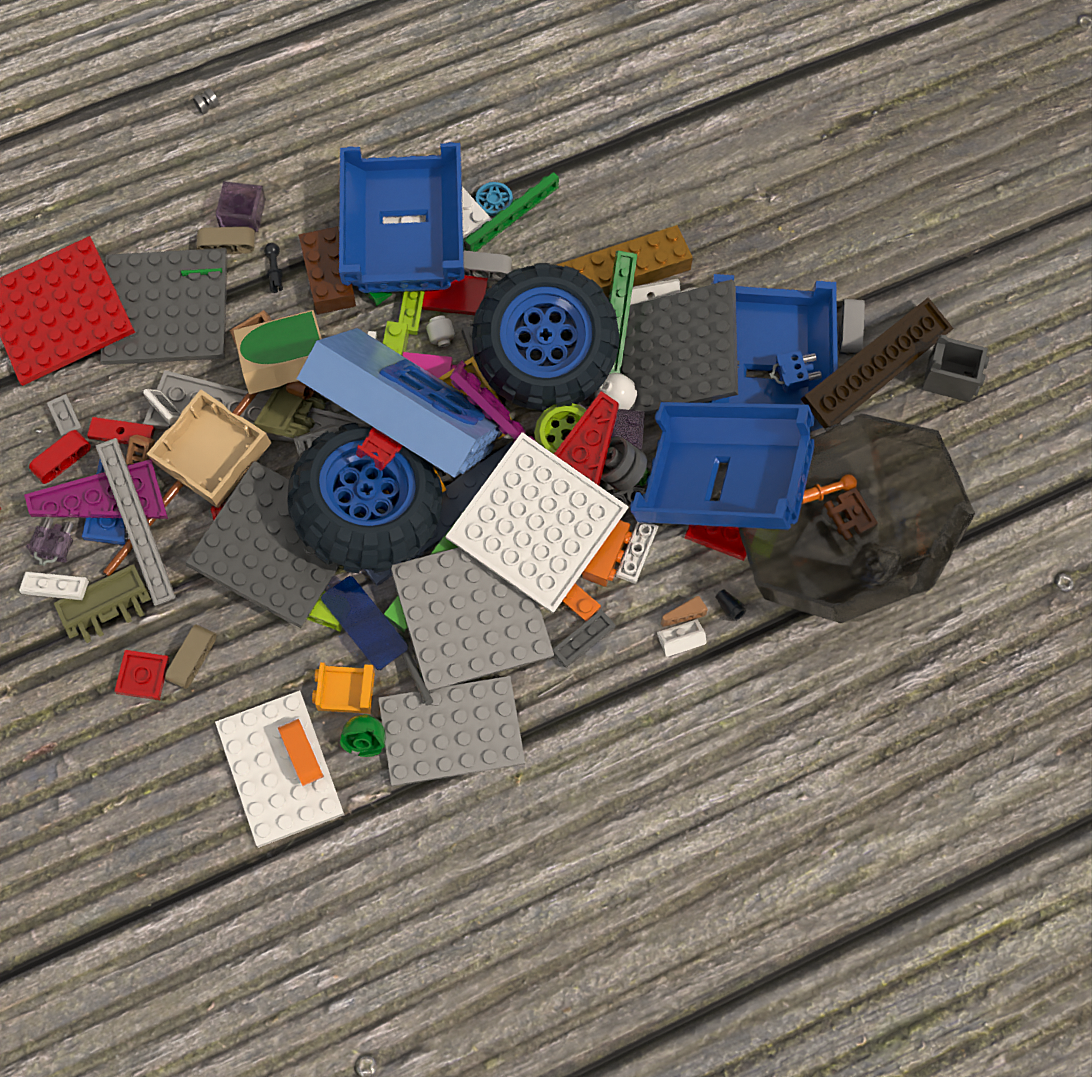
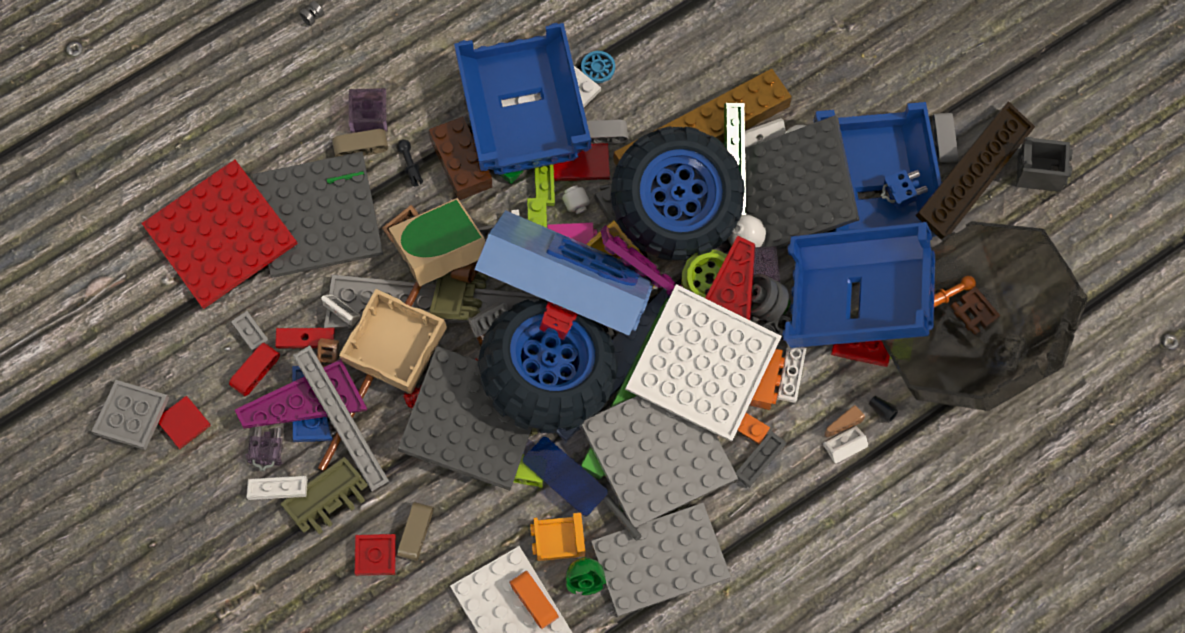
camera: 10 degrees left, 0 degrees up
(517, 209) = (621, 74): green plate -> none

